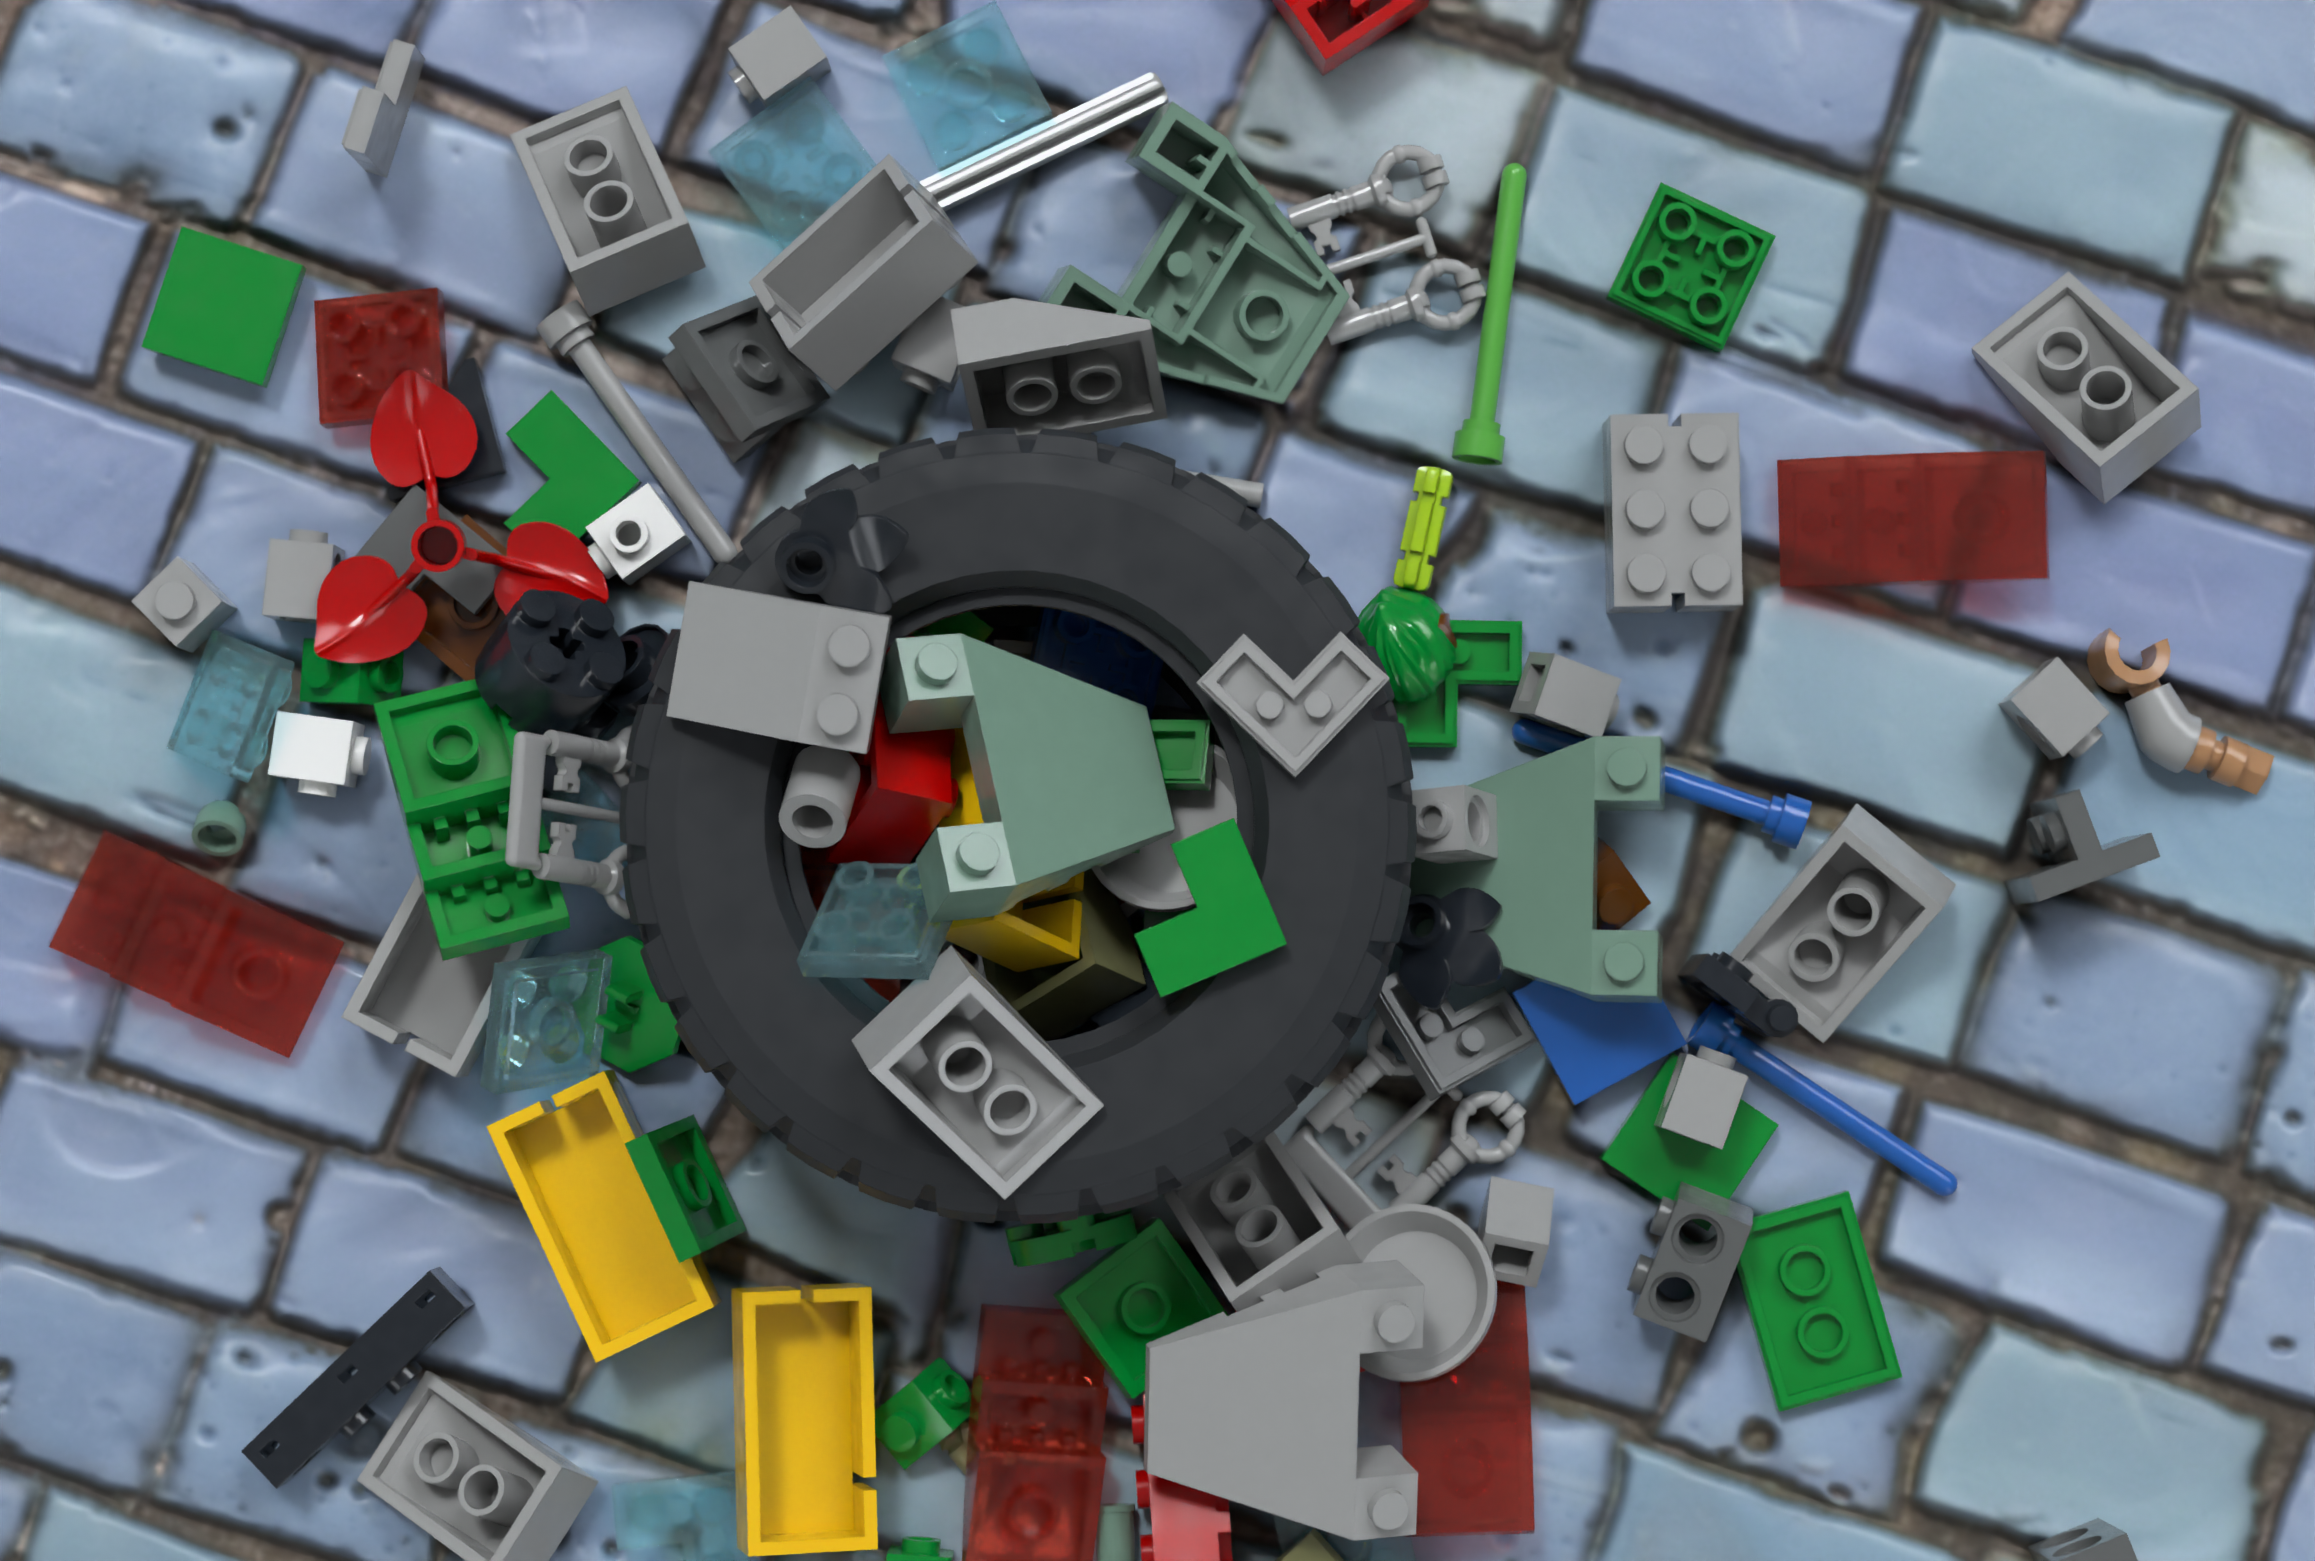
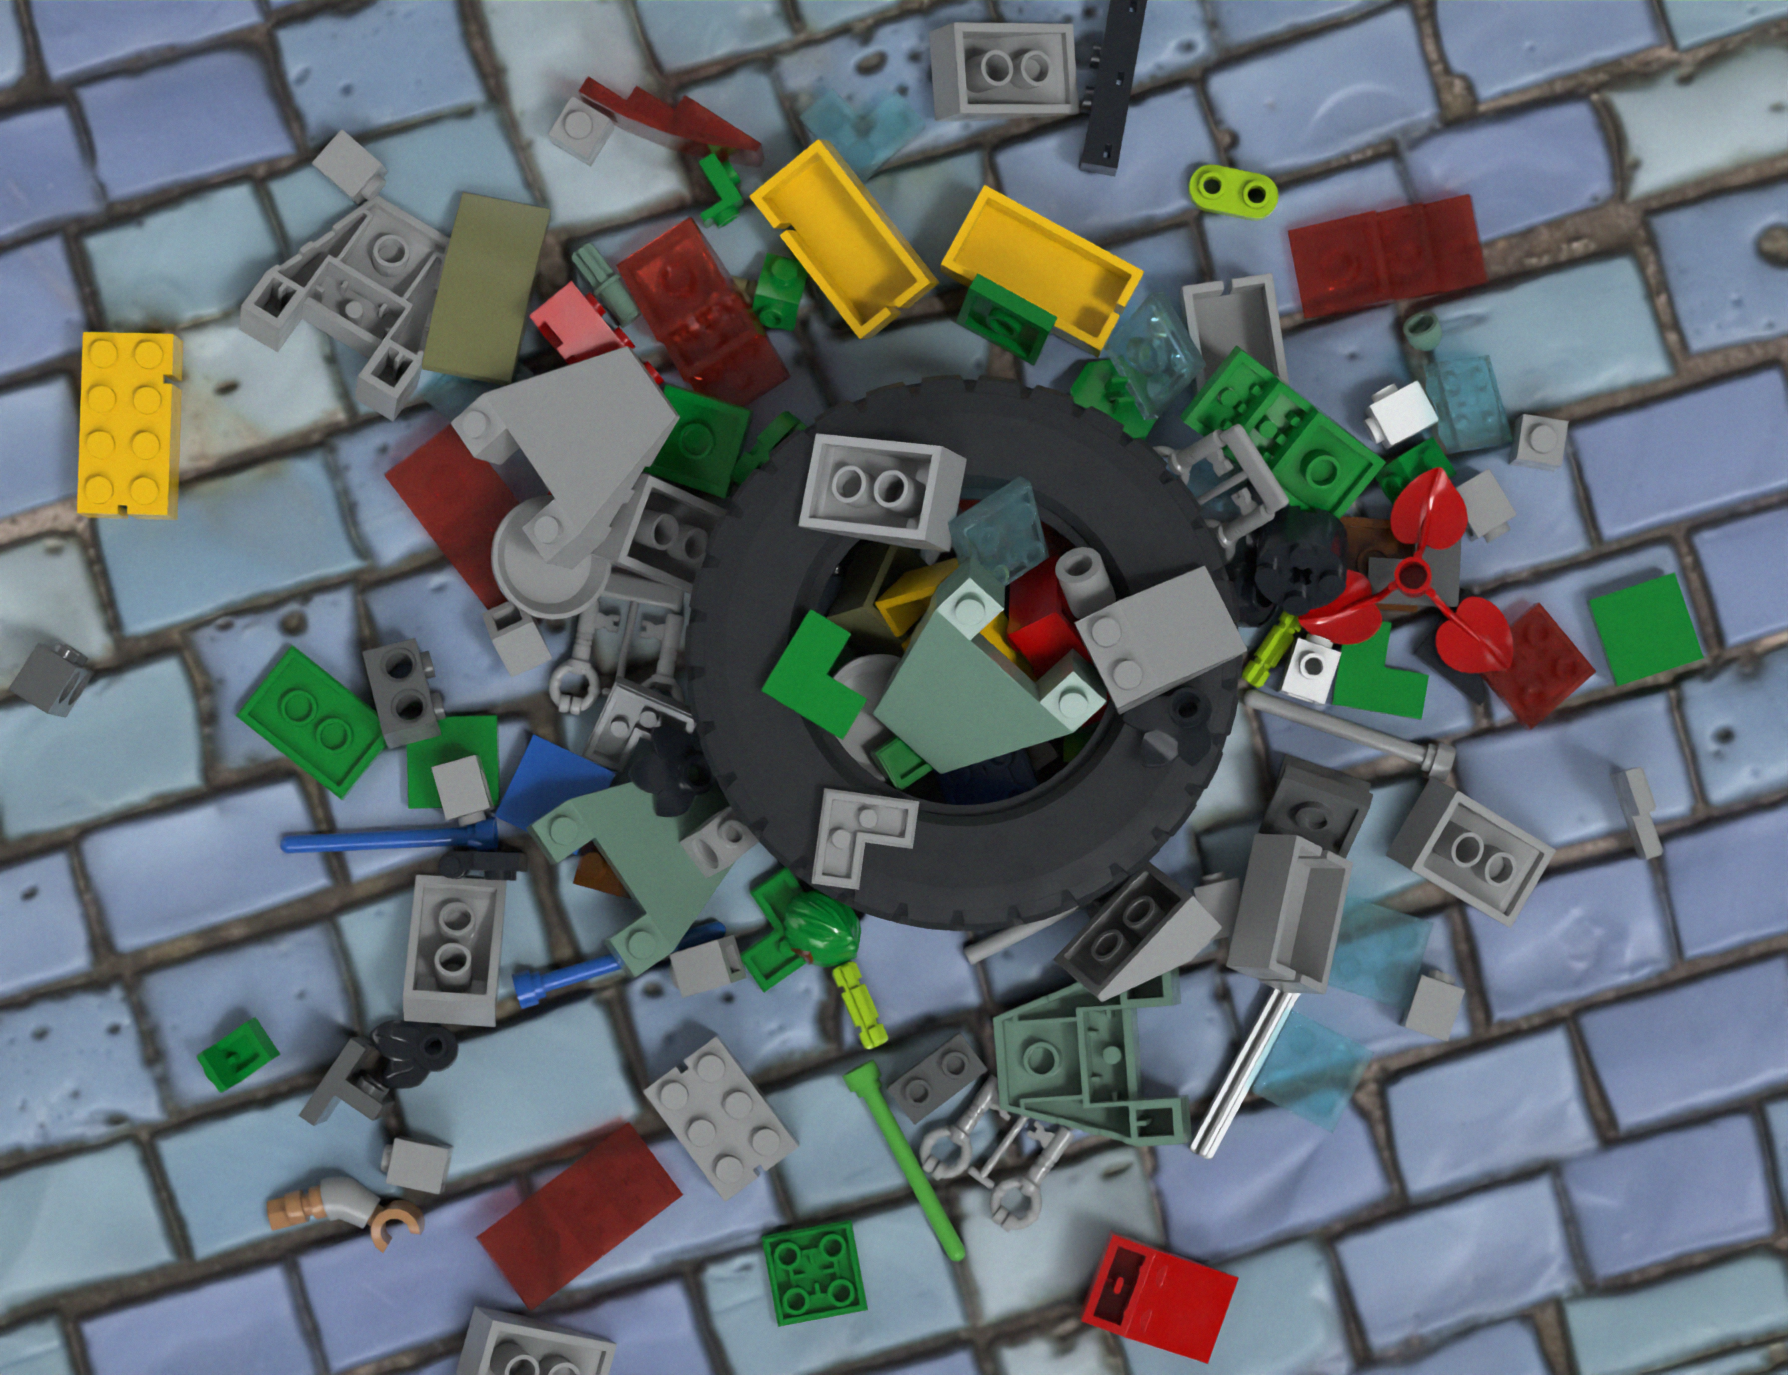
camera: 150 degrees right, 0 degrees up
(318, 1145) = (1233, 194): none -> lime plate
(656, 592) = (1271, 650): none -> lime axle
(1396, 382) = (937, 1078): none -> dark grey brick
(1975, 849) = (407, 1048): none -> black plate
(2175, 982) = (238, 1055): none -> green bracket

